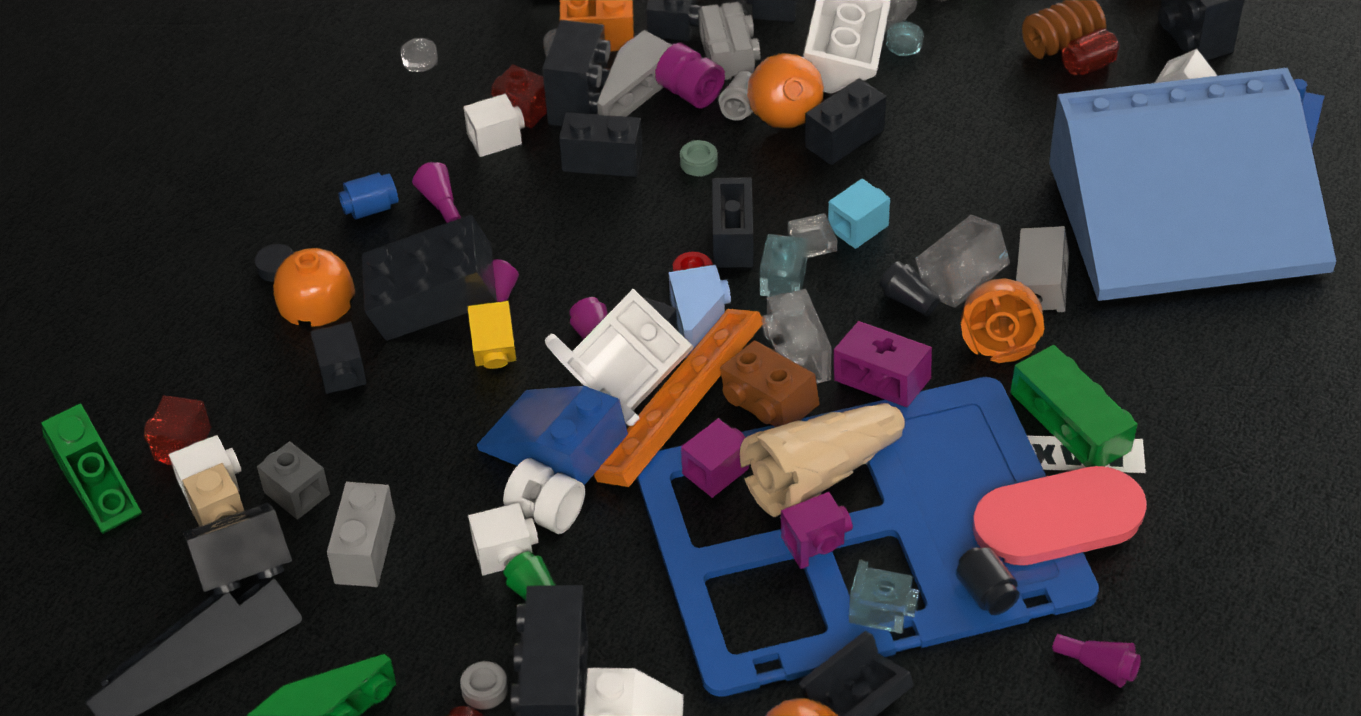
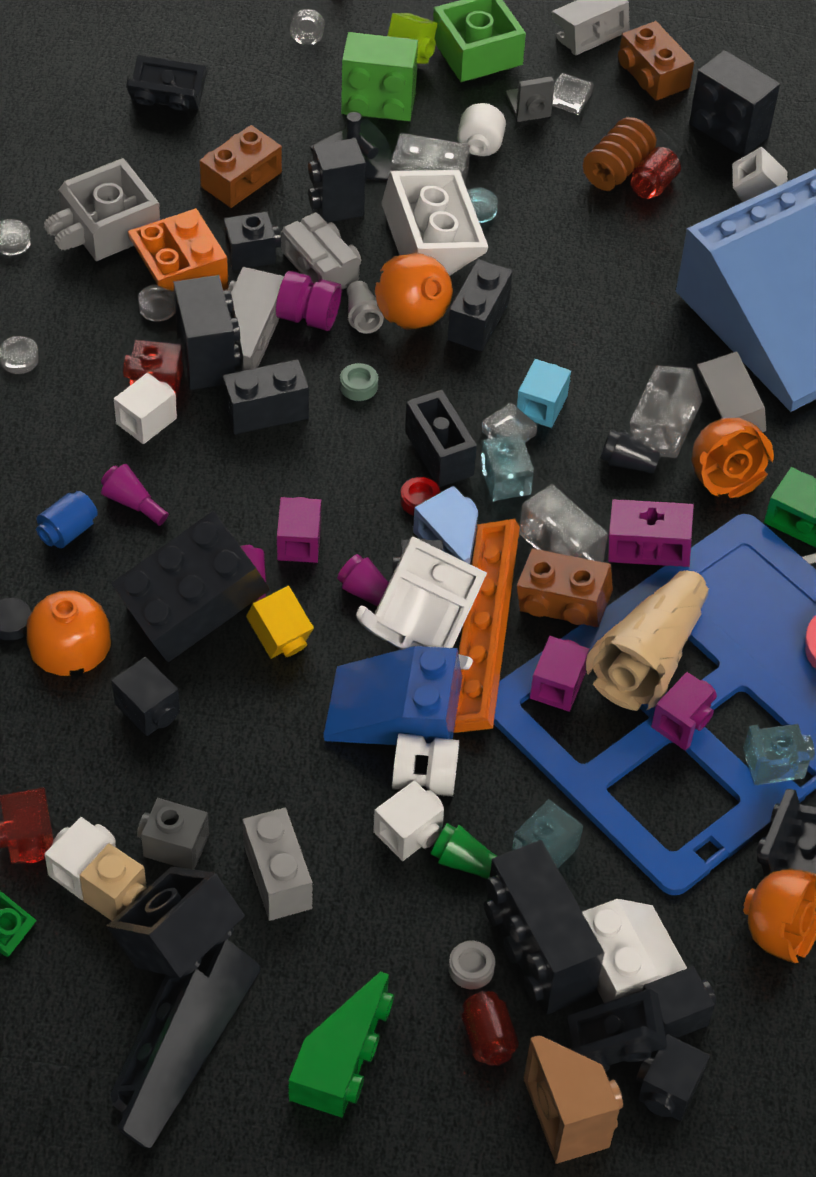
camera: 30 degrees left, 5 degrees up
(561, 263) = (299, 529): none -> magenta brick
(615, 600) = (555, 828): none -> clear light blue brick

